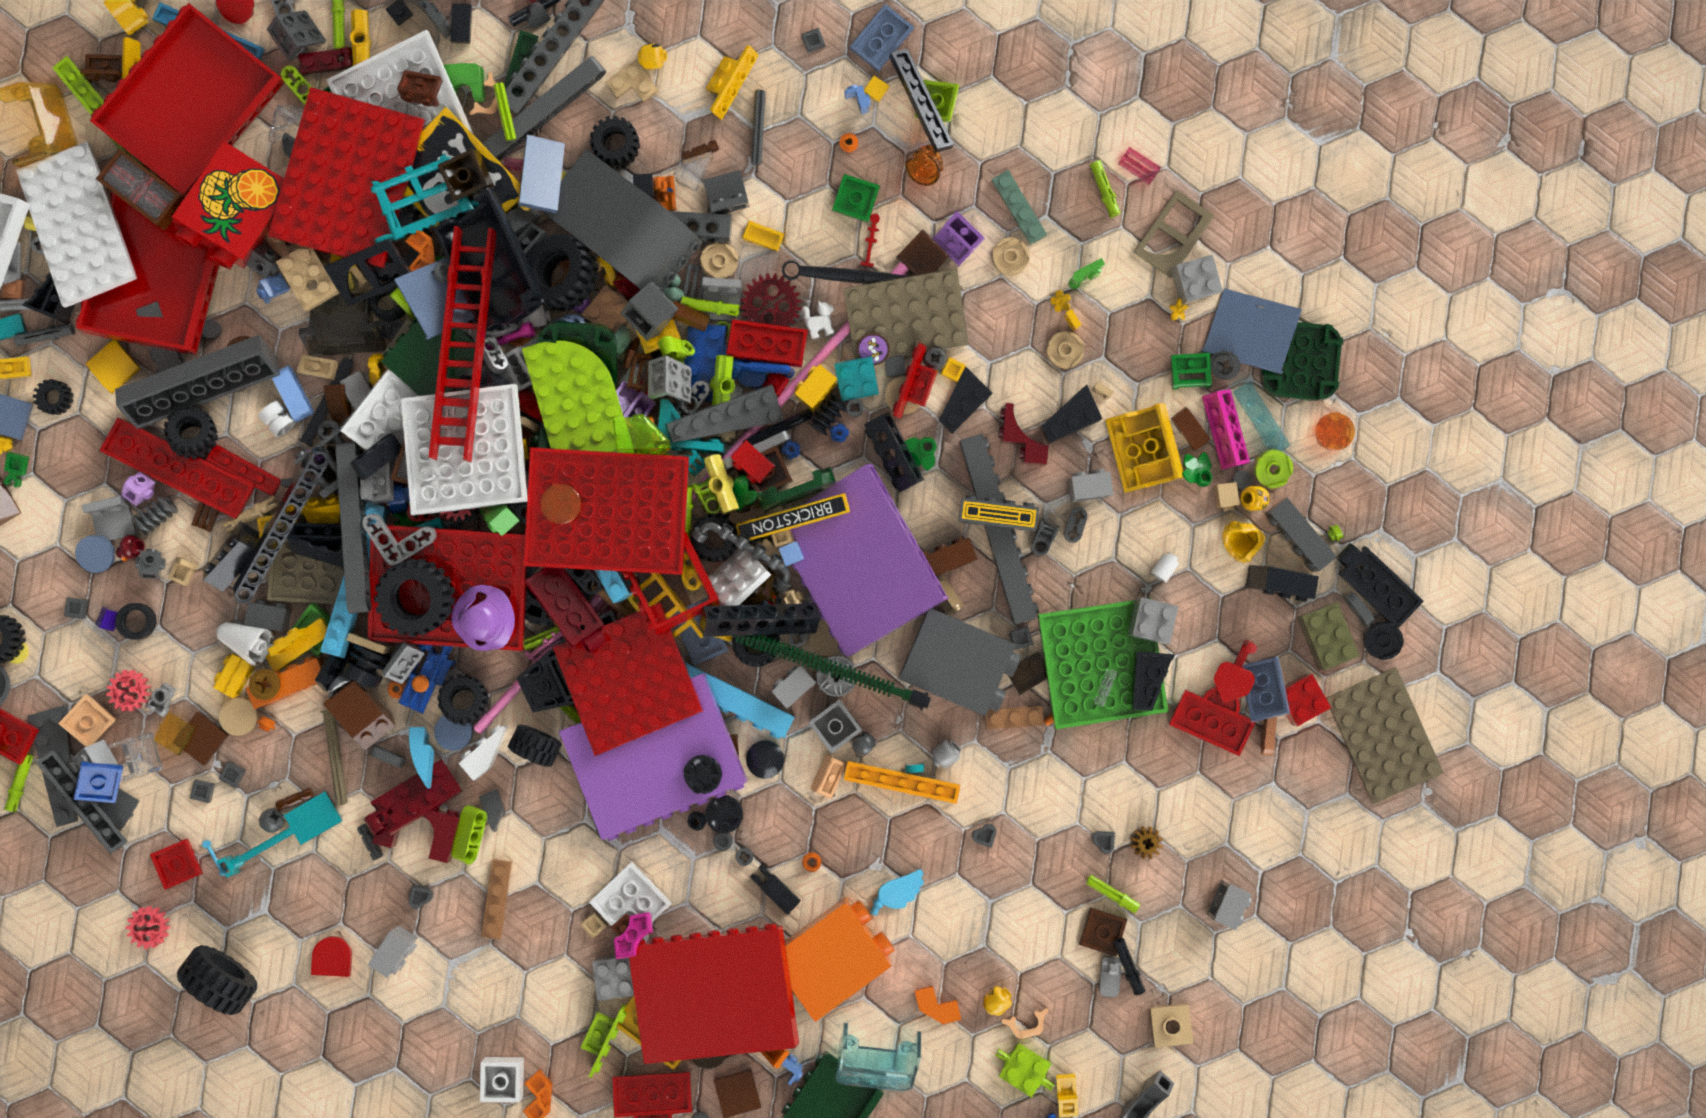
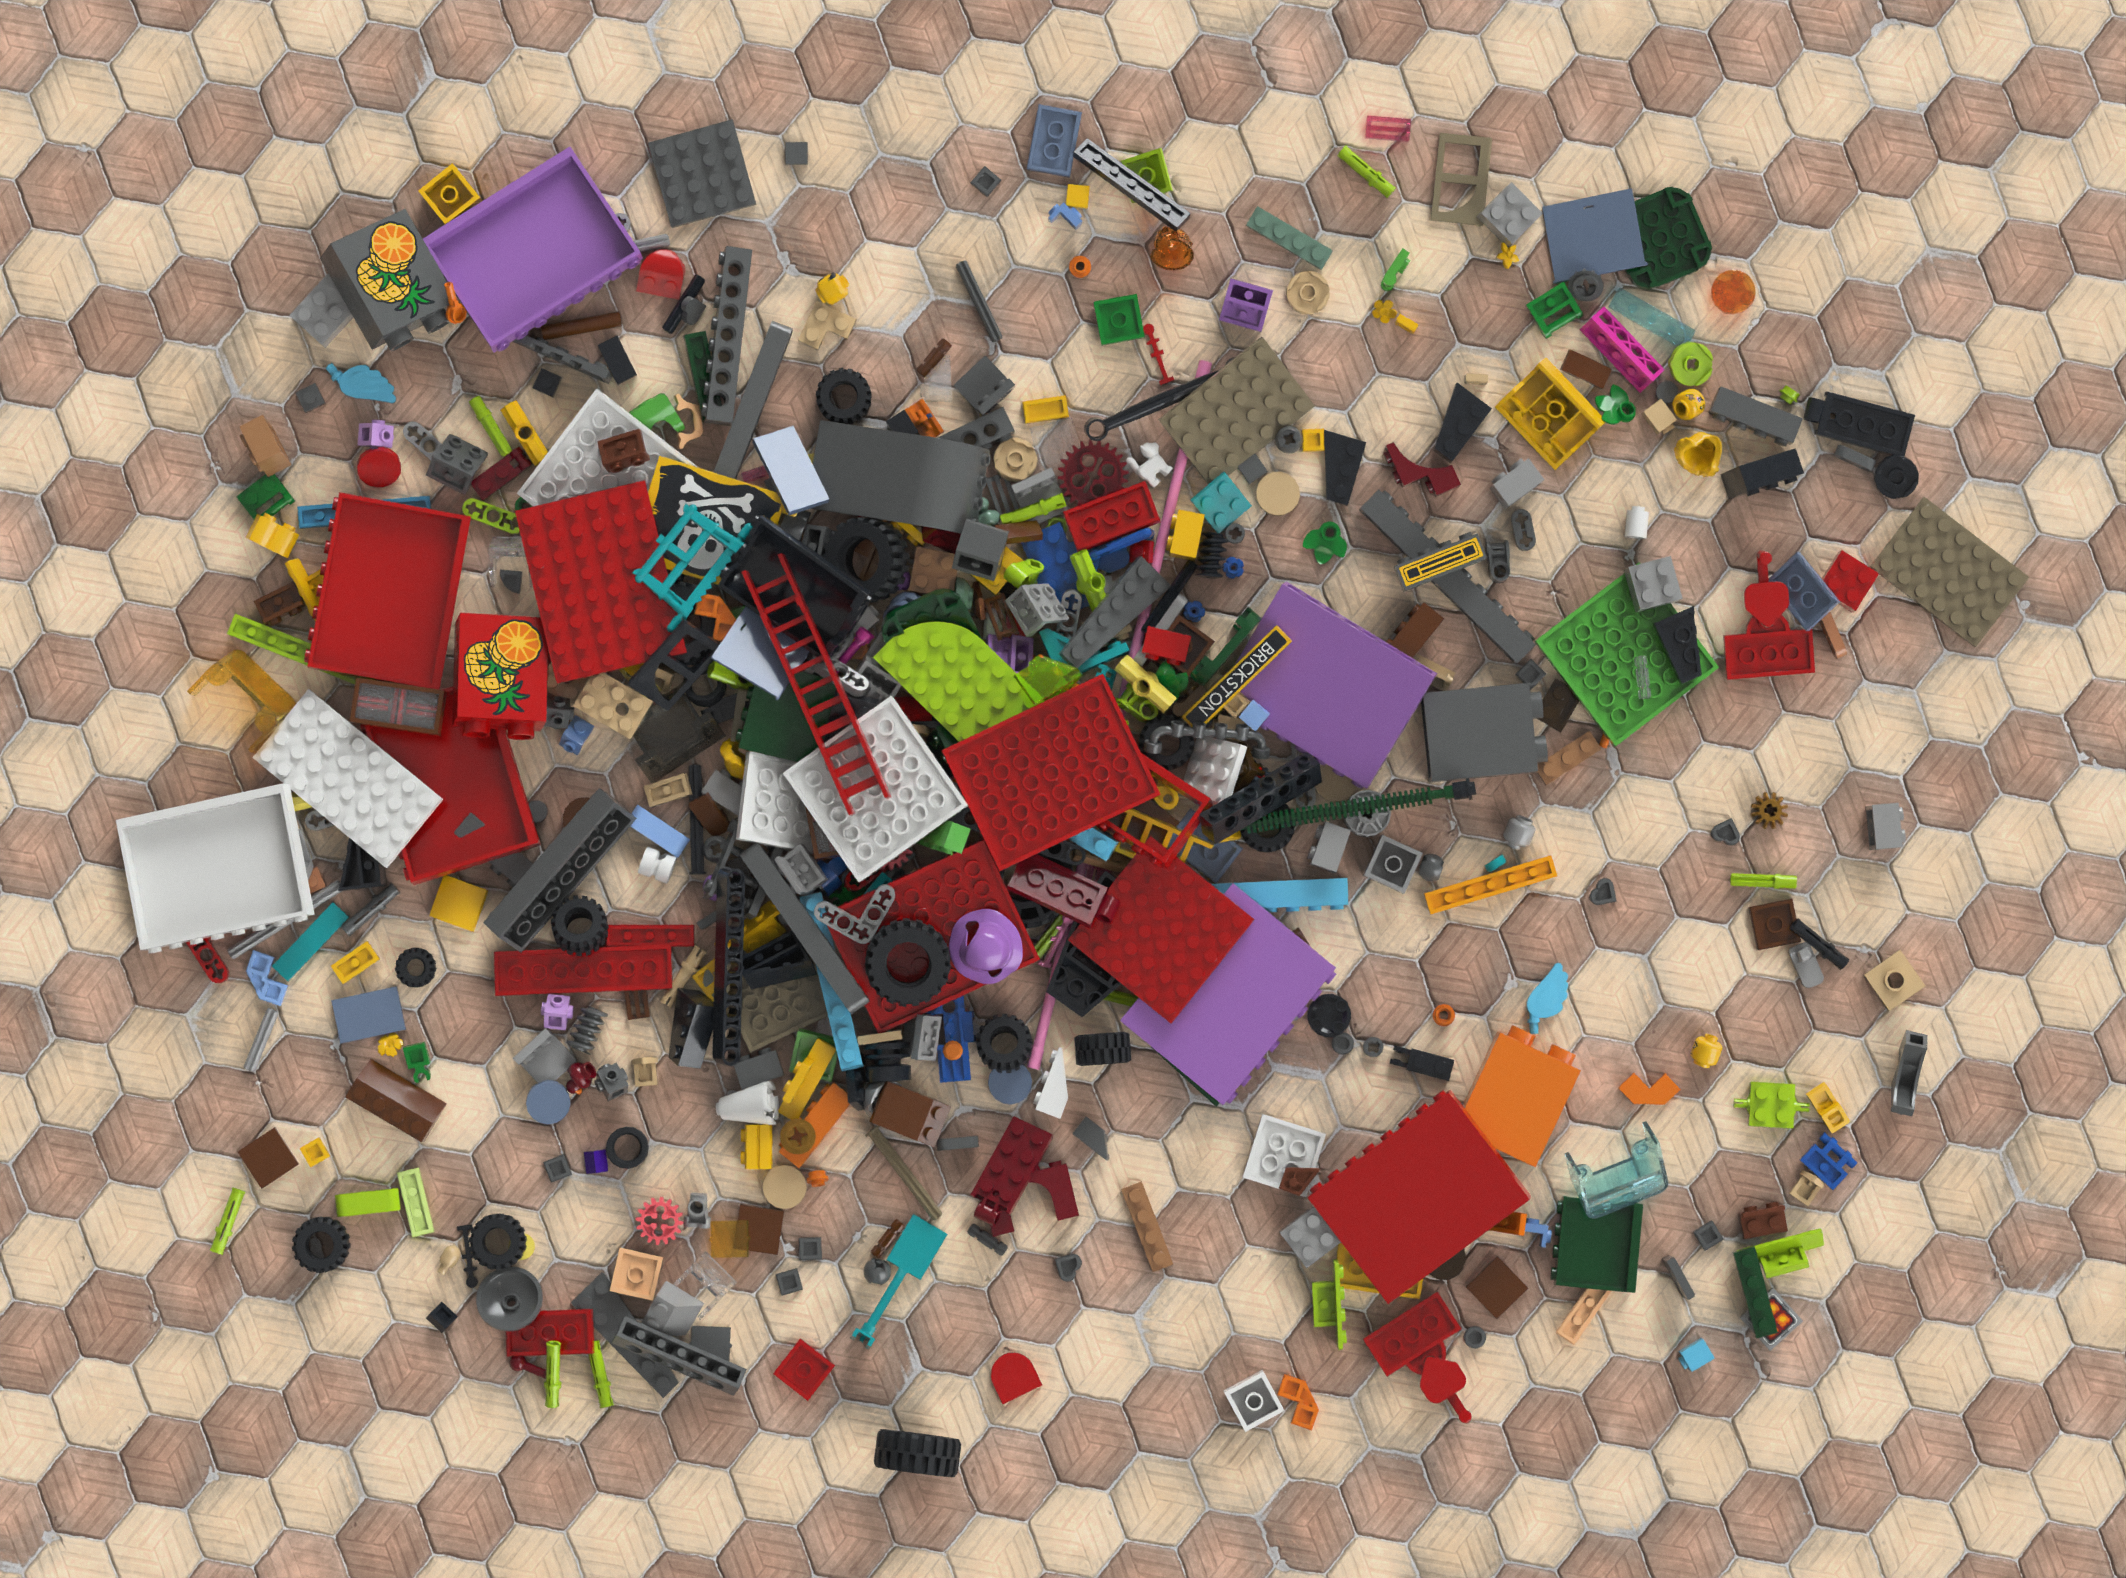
camera: 30 degrees left, 0 degrees up
(98, 782) = (688, 1323): tile -> none
(140, 919) = (800, 1442): coral gear -> none
(206, 844) = (824, 1333): medium azure hinge -> none
(376, 456) = (789, 844): black beam -> none
(392, 693) = (929, 1078): orange plate -> none
(393, 951) = (1074, 1332): light grey brick -> none
(422, 754) = (993, 1120): medium azure slope -> none
(441, 272) = (752, 624): dark grey tile -> none
(465, 174) = (720, 514): dark brown slope -> none
(469, 834) = (1084, 1175): lime beam -> none
(504, 111) = (720, 428): lime axle -> none
(561, 504) = (1004, 789): clear orange tile -> none
(594, 924) = (1259, 1198): tan tile -> none
(627, 943) = (1305, 1193): dark pink tile -> none
(693, 824) = (1301, 1041): black plate -> none
(702, 774) = (1289, 982): black dish -> none
(729, 79) = (922, 269): yellow bracket -> none
(765, 759) = (1340, 938): black dish -> none
(793, 597) = (1278, 759): tan gear -> none
(828, 776) = (1413, 920): light nougat slope -> none
(875, 346) = (1221, 460): sticker -> none
(894, 441) = (1296, 545): black brick -> none
(917, 383) = (1286, 475): red bracket -> none
(923, 254) = (1219, 340): reddish brown tile -> none
(1030, 1032) = (1757, 1065): light nougat helmet -> none
(1065, 350) = (1415, 358): tan tile -> none
(1328, 636) = (1838, 503): olive brick -> none

